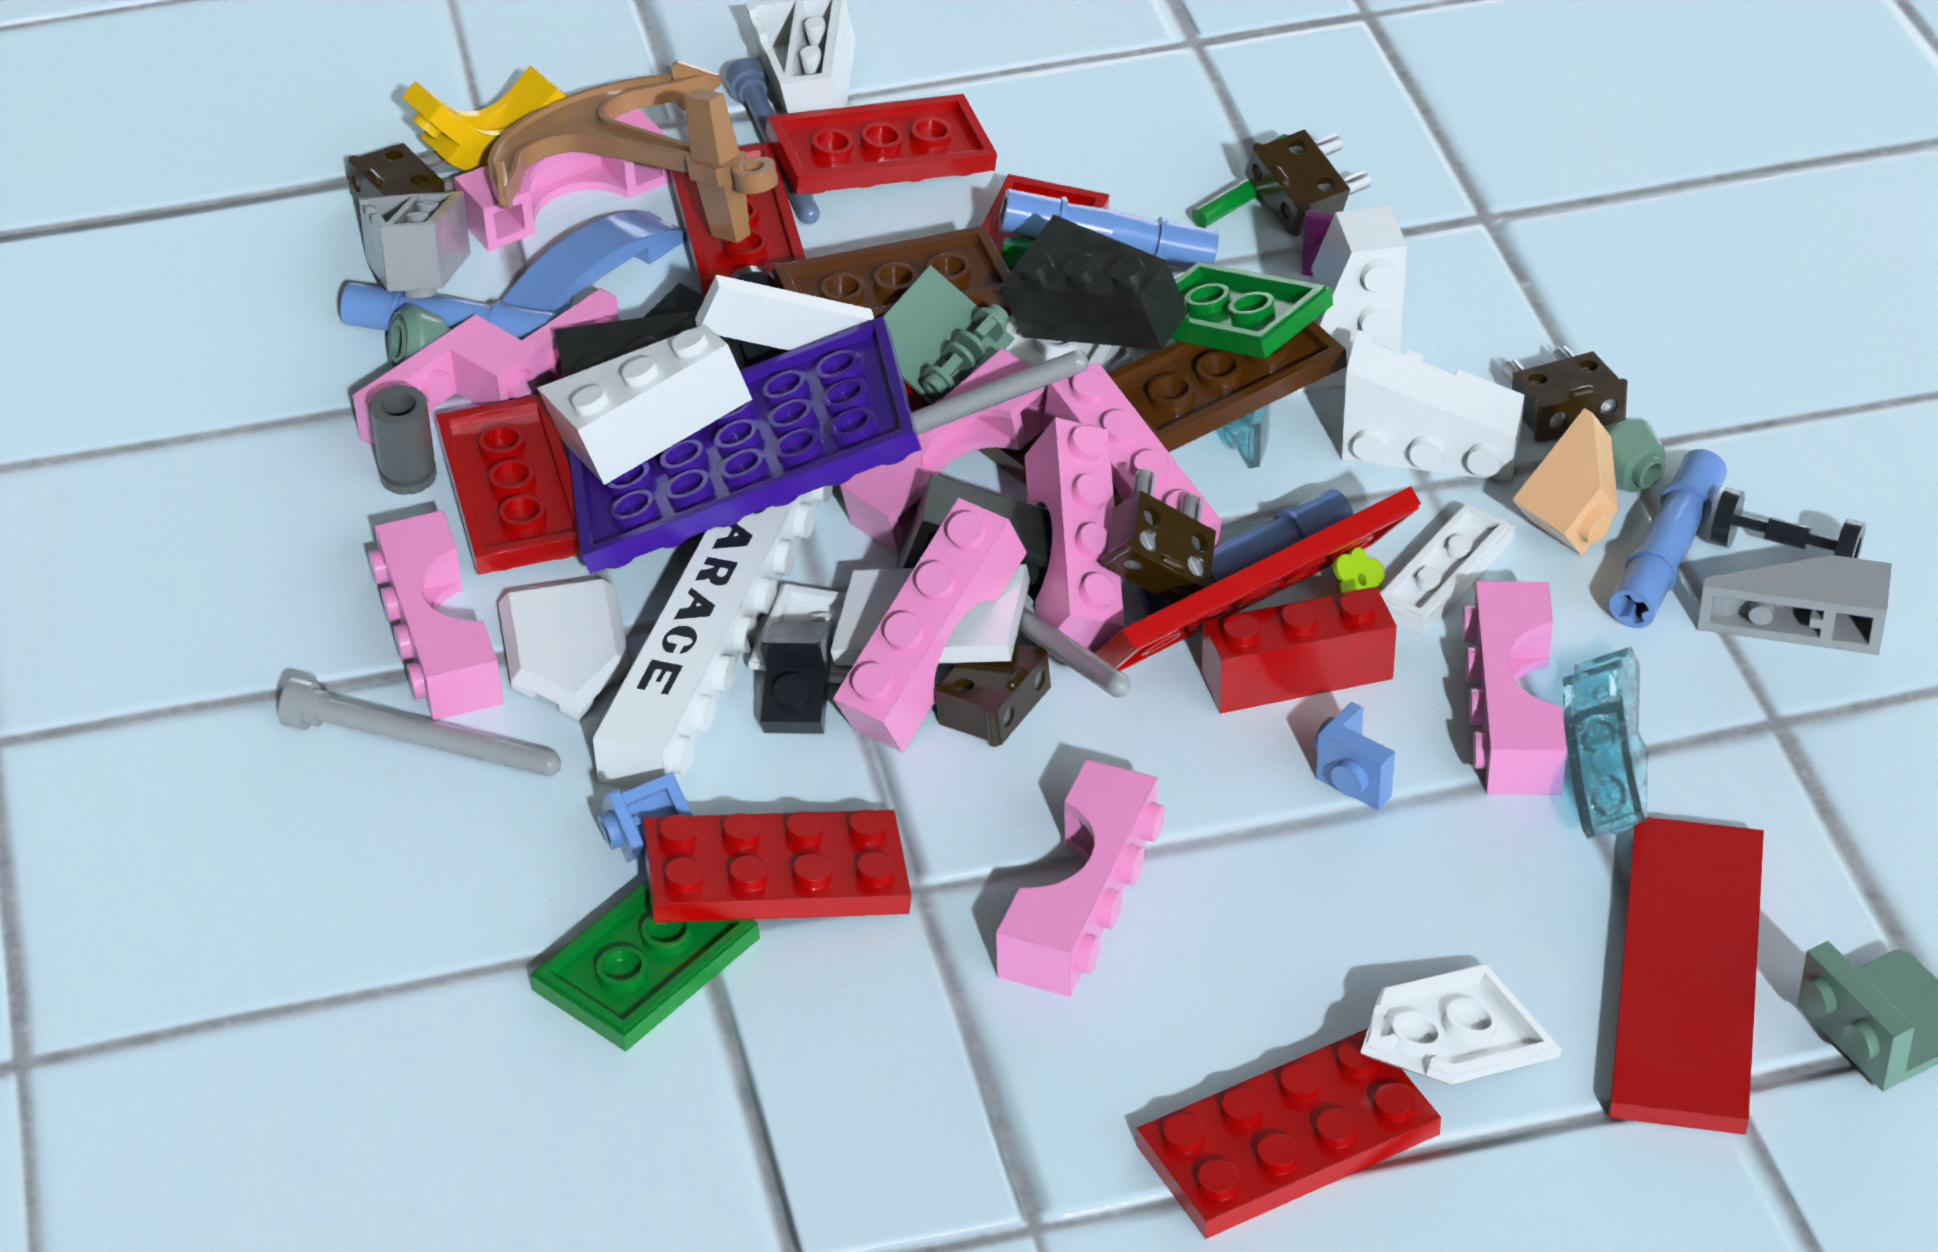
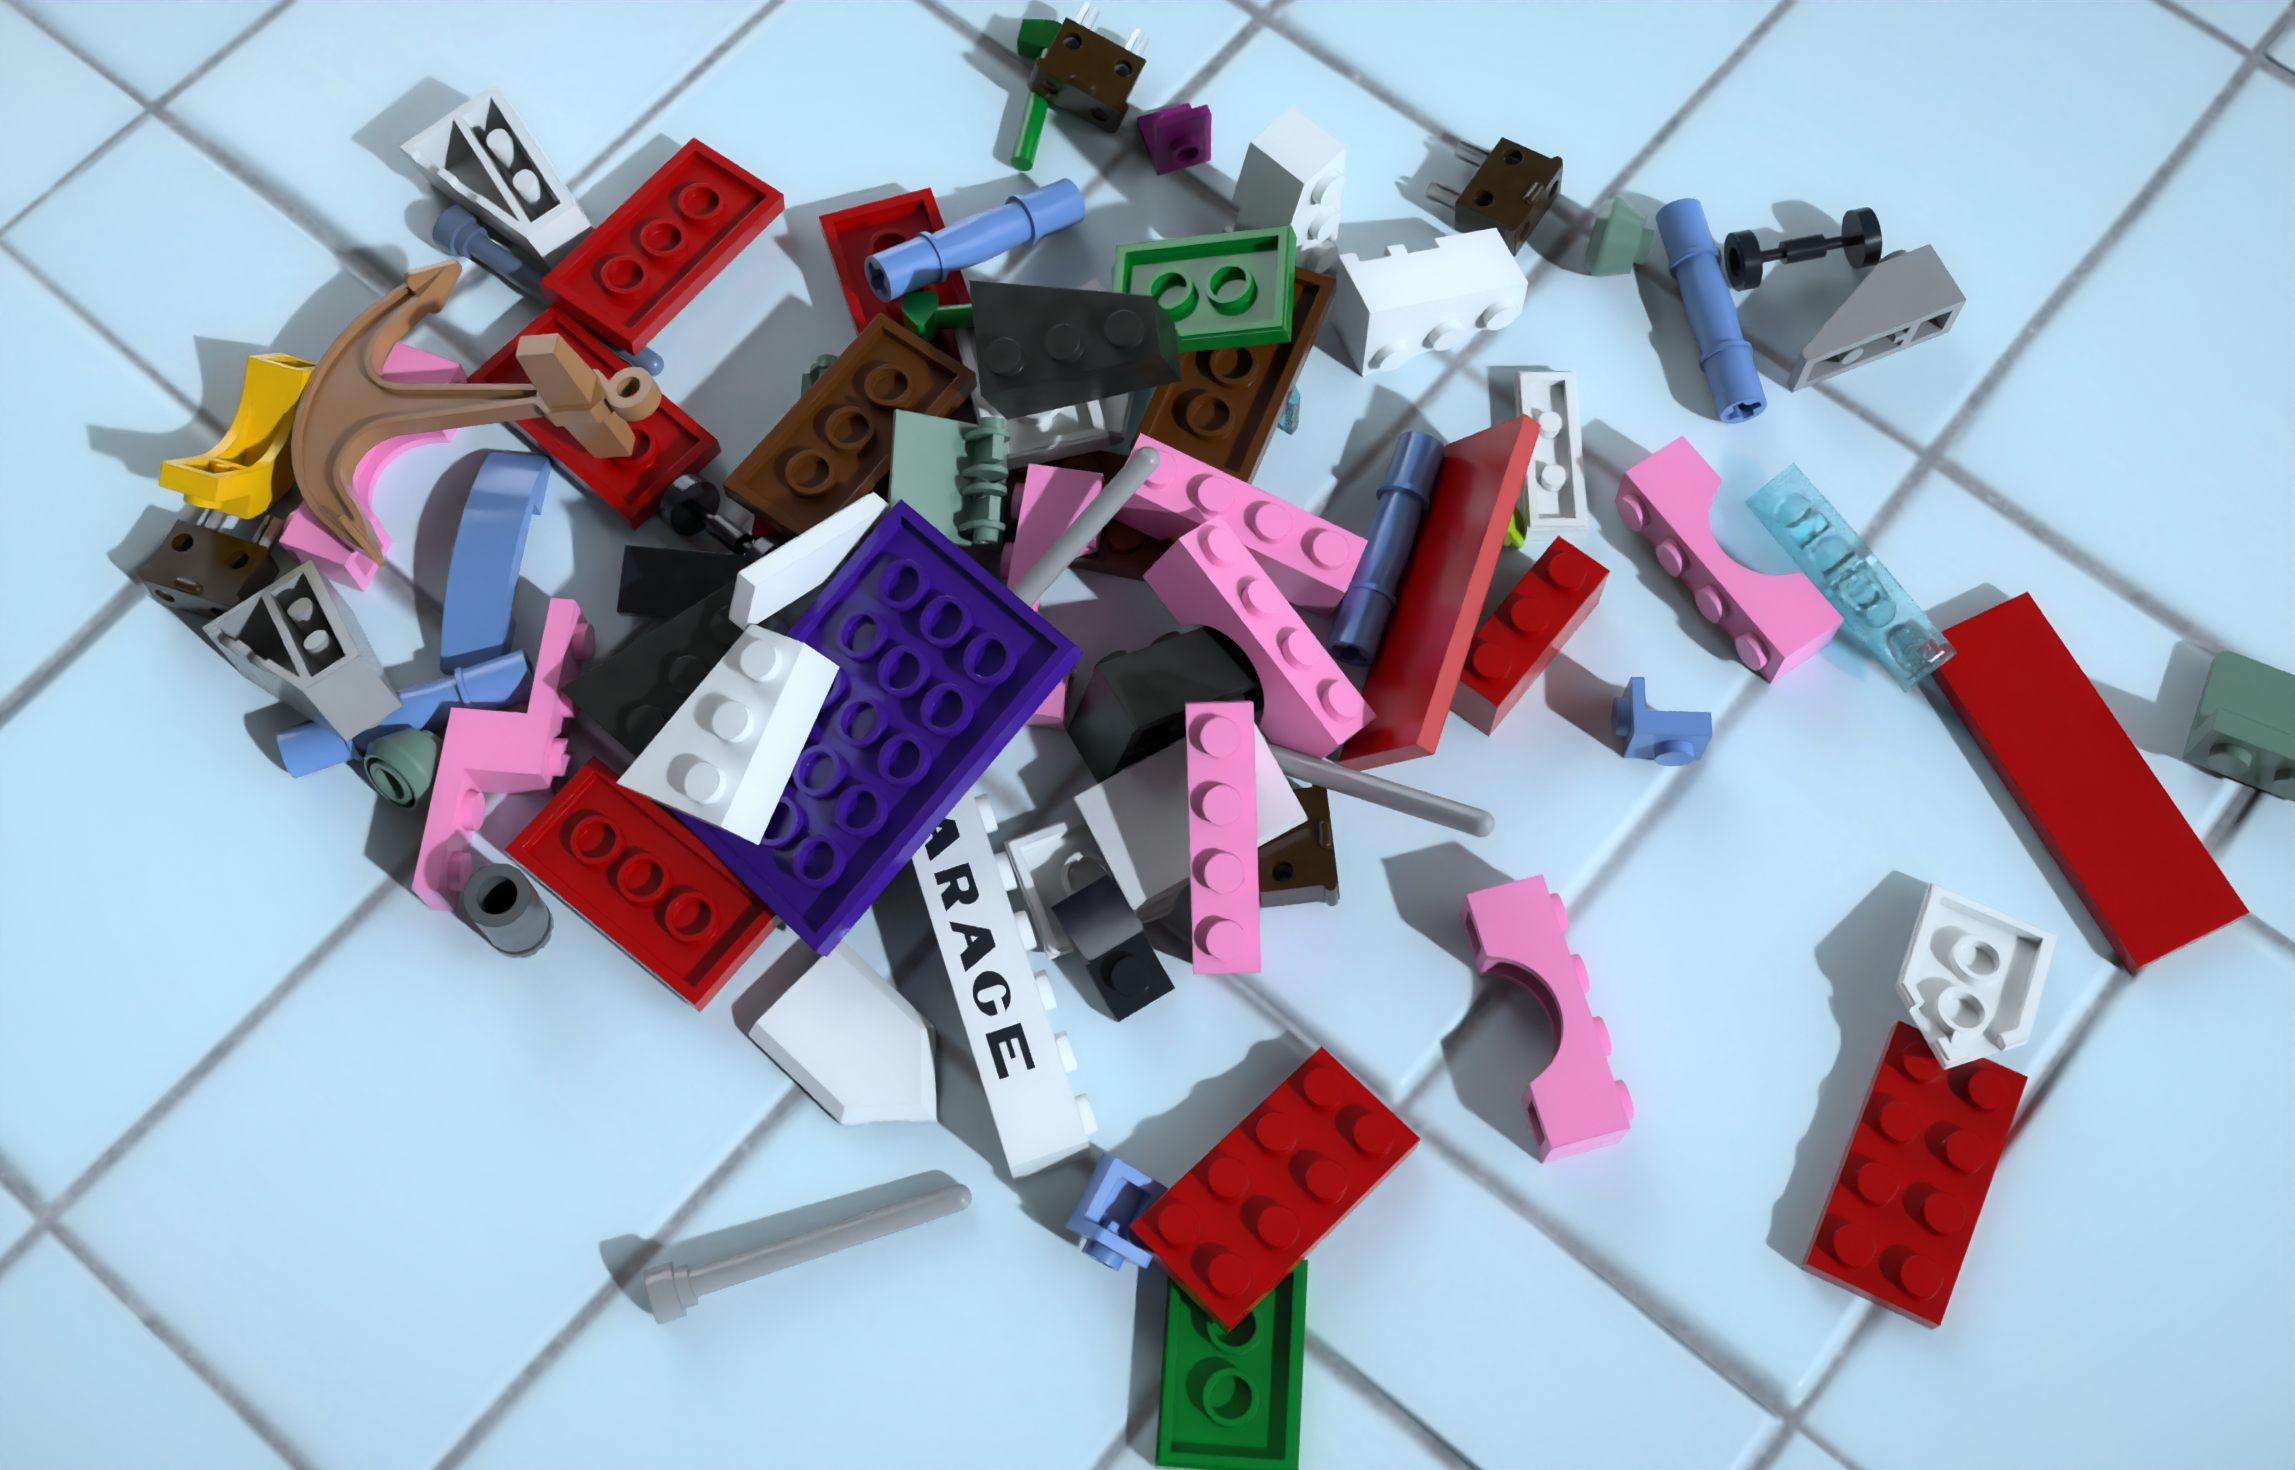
camera: 35 degrees left, 25 degrees up
(450, 656) = (775, 1145): bright pink arch -> none
(1160, 545) = (1358, 616): dark brown piece -> none
(1574, 486) = (1617, 311): light nougat slope -> none

